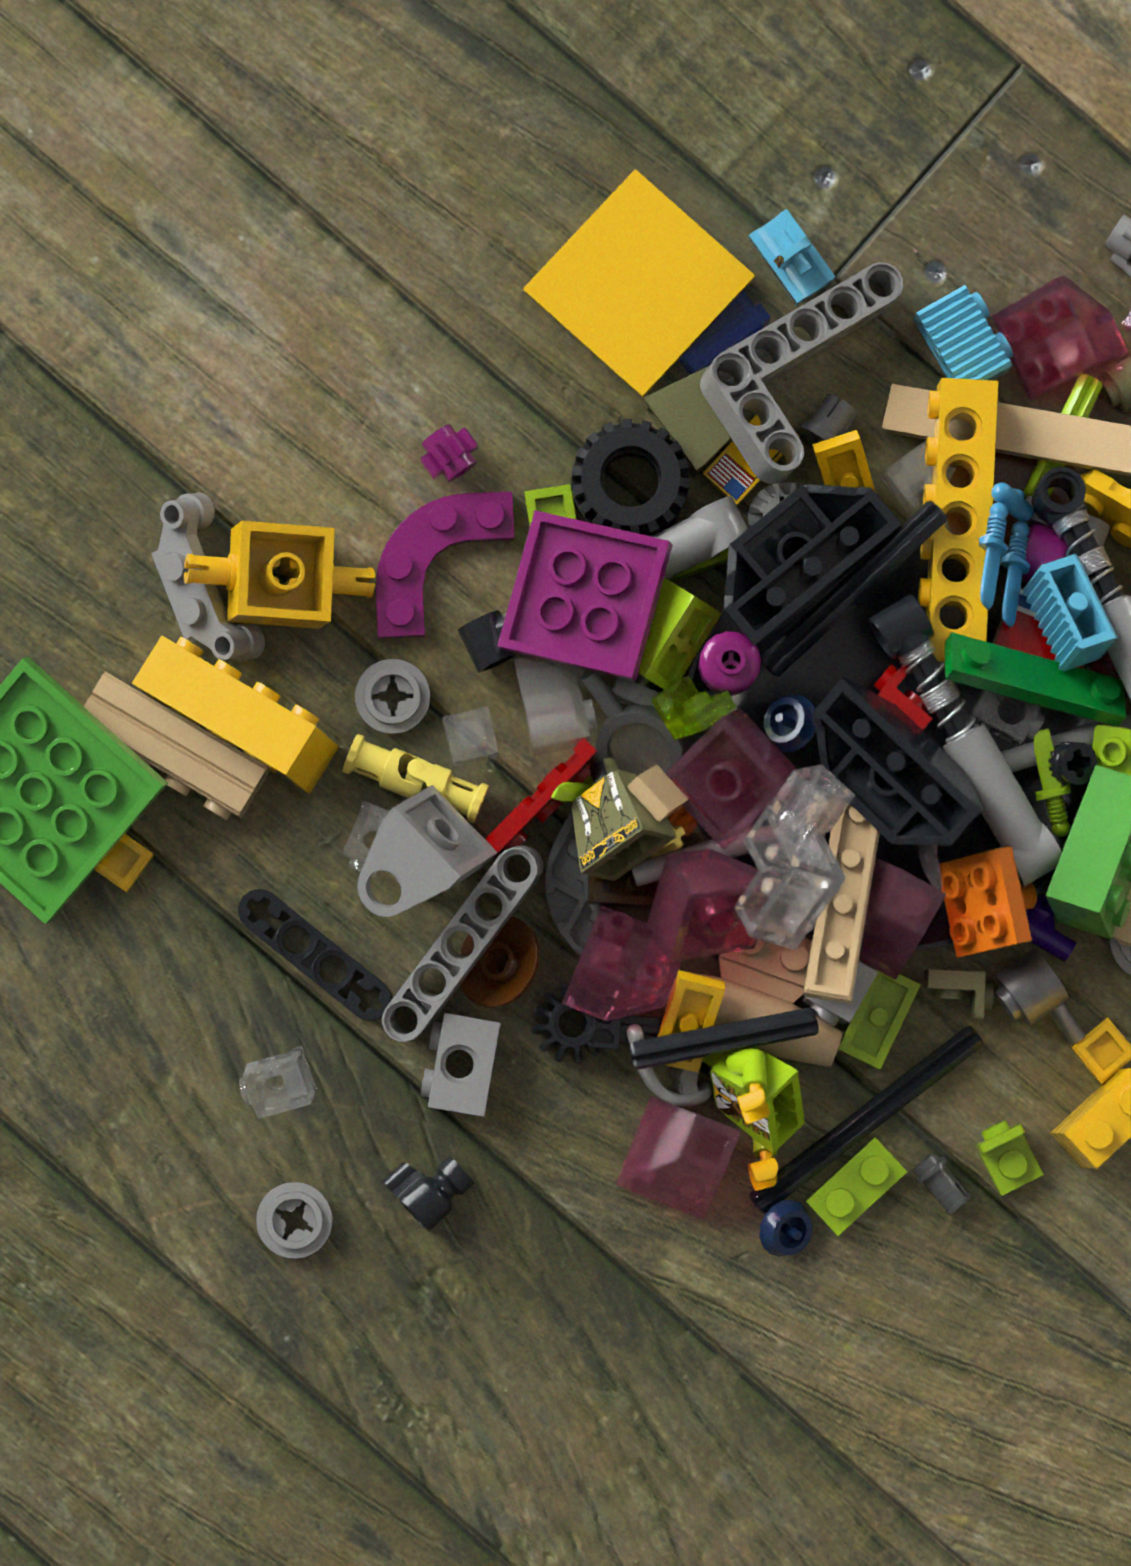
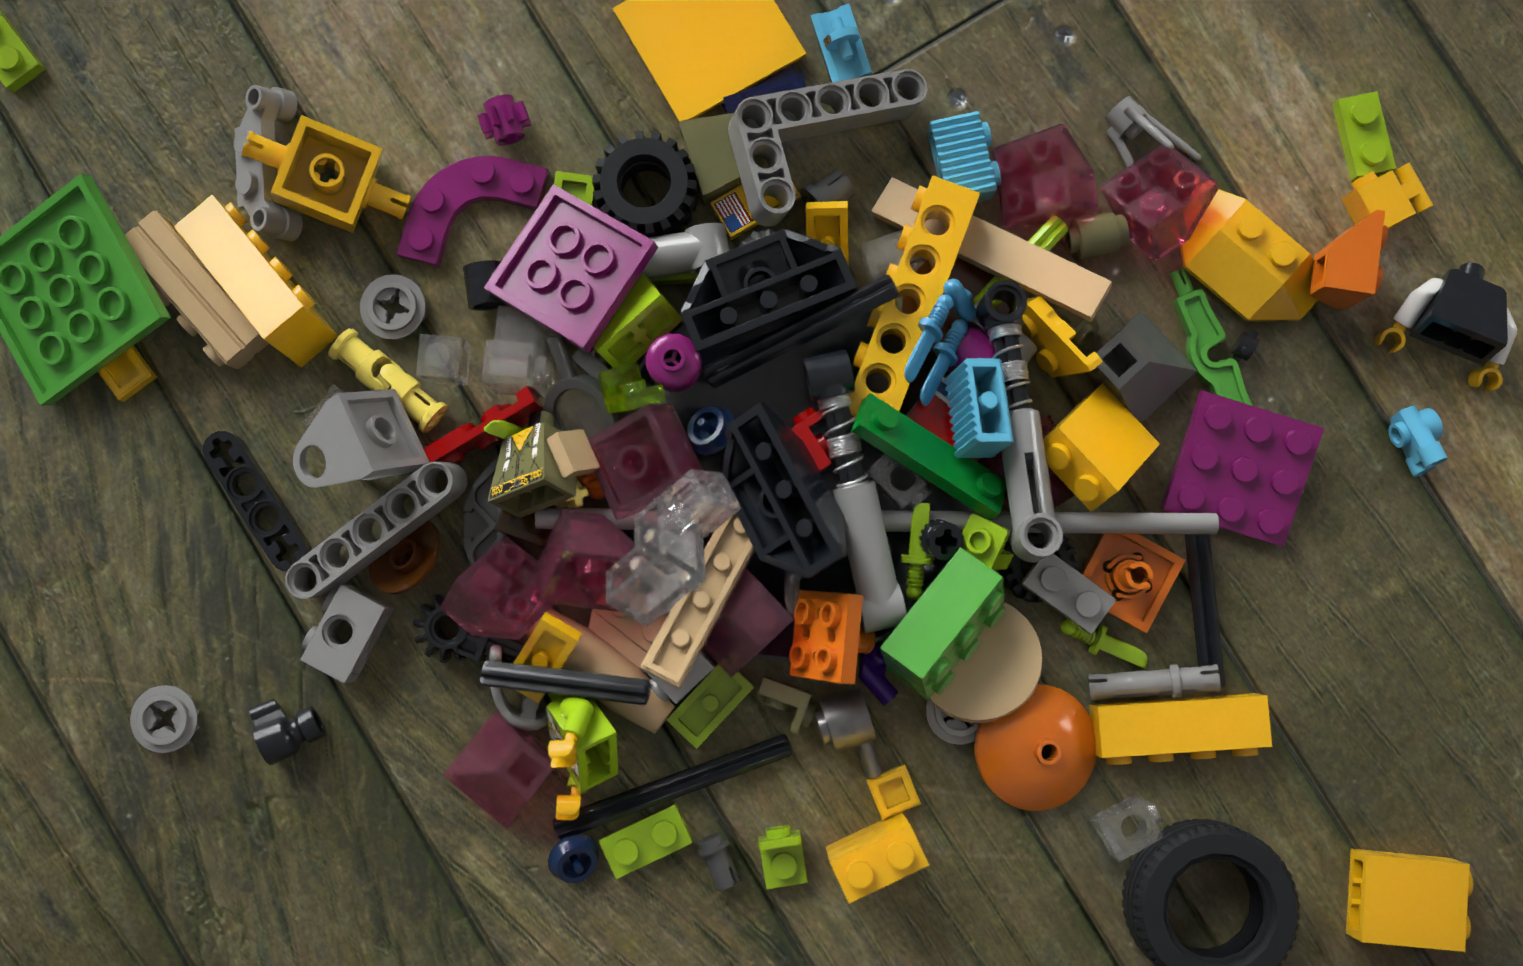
camera: 25 degrees right, 0 degrees up
(273, 1099) = (188, 600): clear brick -> none

